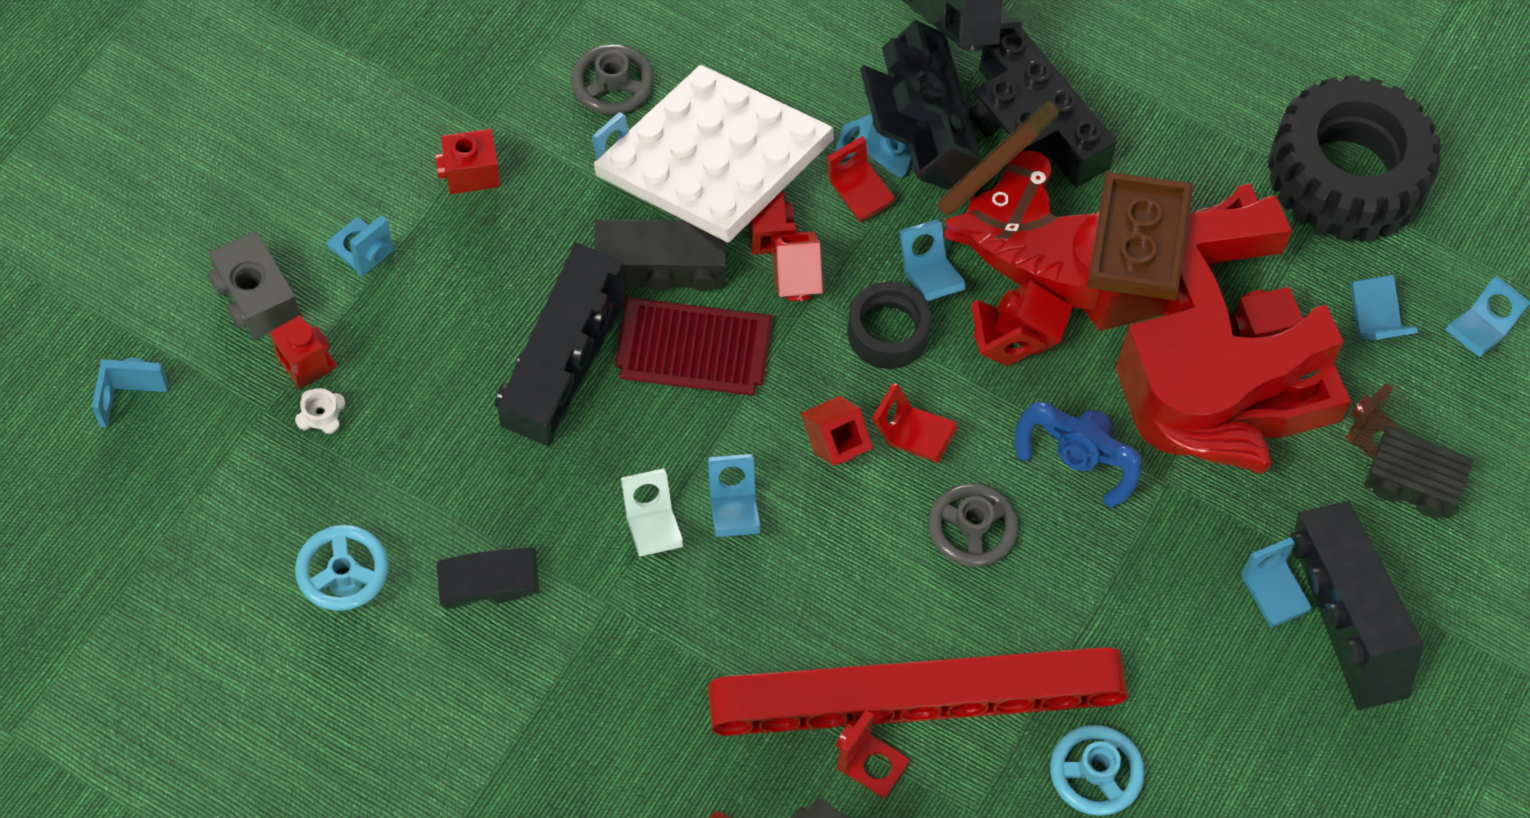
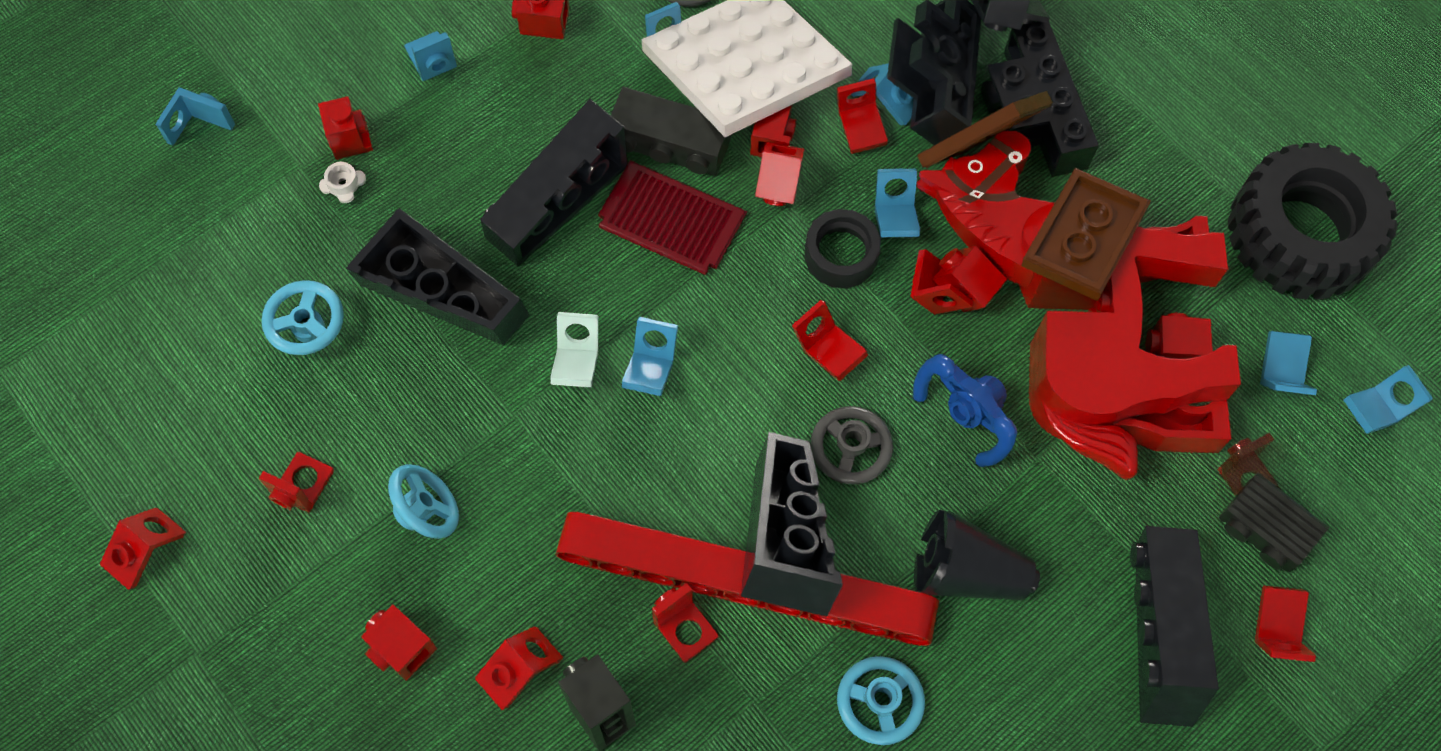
camera: 20 degrees right, 5 degrees up
(247, 264) = (330, 44): dark grey brick -> none
(403, 754) = (286, 494): none -> red bracket
(474, 483) = (431, 276): none -> black wedge
(487, 574) = (421, 361): black slope -> none
(548, 723) = (419, 504): none -> medium azure piece
(836, 430) = (759, 327): red brick -> none
(948, 629) = (787, 535): none -> black wedge
(1138, 603) = (971, 562): none -> black cone
(1274, 584) = (1102, 584): dark azure bracket -> none
(1460, 567) = (1282, 623): none -> red bracket

